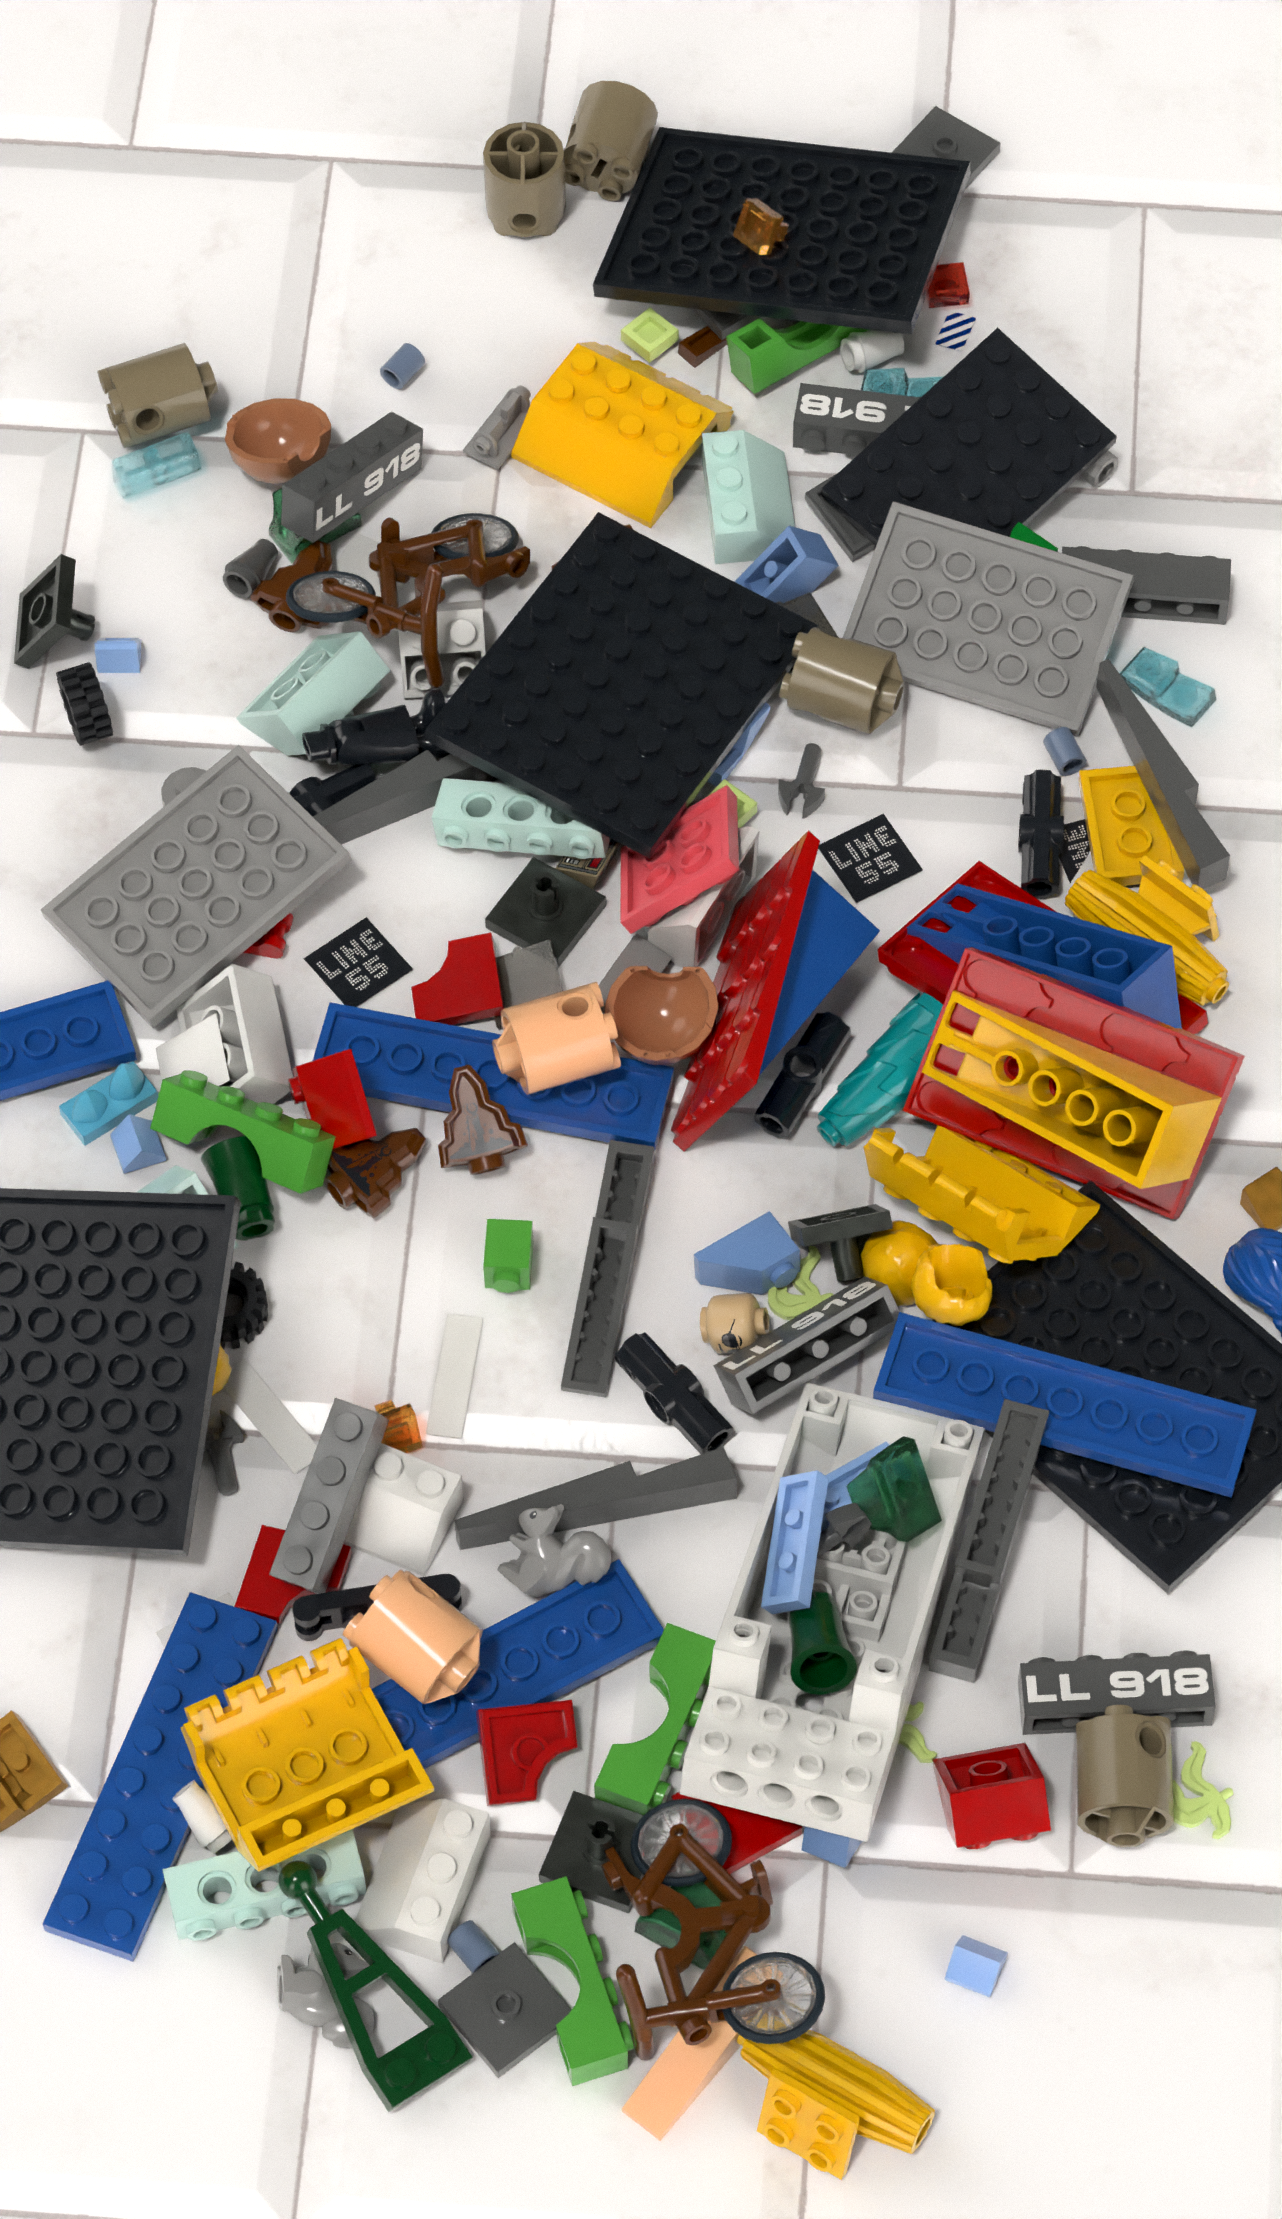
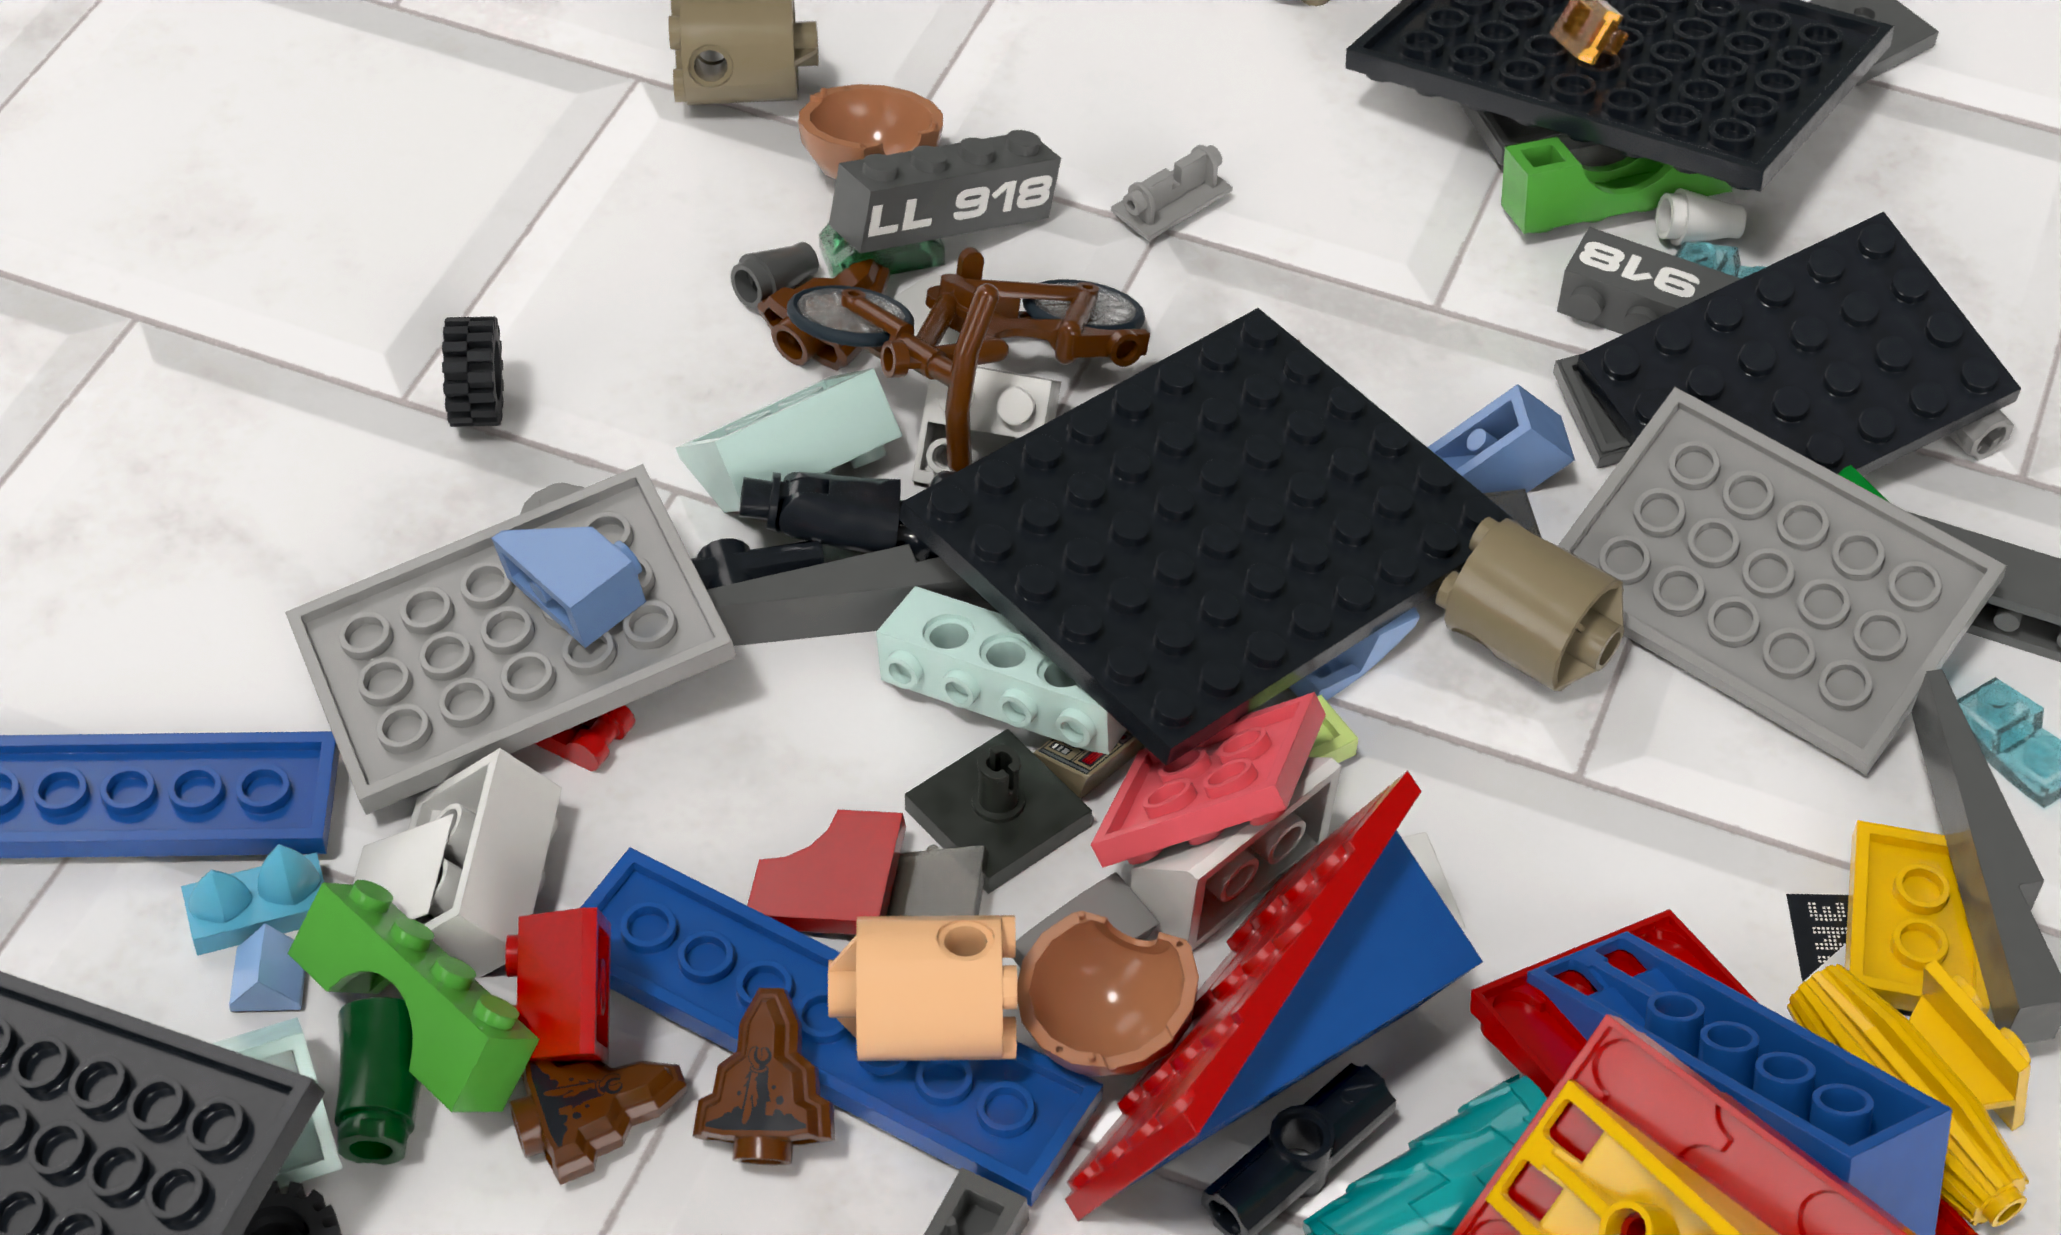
camera: 15 degrees right, 10 degrees down
(47, 613) = (482, 255): pearl dark grey tile -> none
(118, 655) = (555, 332): light blue slope -> none
(155, 465) = (704, 128): clear light blue brick -> none
(231, 838) = (573, 576): none -> medium blue slope
(358, 963) = (702, 809): black sticker -> none
(402, 366) = (1070, 96): sand blue hinge -> none
(616, 430) = (1320, 231): yellow slope -> none
(649, 335) = (1405, 135): yellowish green plate -> none
(700, 346) = (1469, 166): reddish brown piece -> none
(744, 494) = (1471, 342): light aqua slope -> none
(803, 783) = (1445, 755): dark grey bar -> none
(869, 858) = (1504, 864): black sticker -> none
(948, 286) = (1823, 170): clear red plate -> none
(955, 331) = (1819, 225): sticker -> none
(1041, 834) = (1775, 896): black piece -> none
(1064, 751) = (1841, 789): sand blue hinge -> none

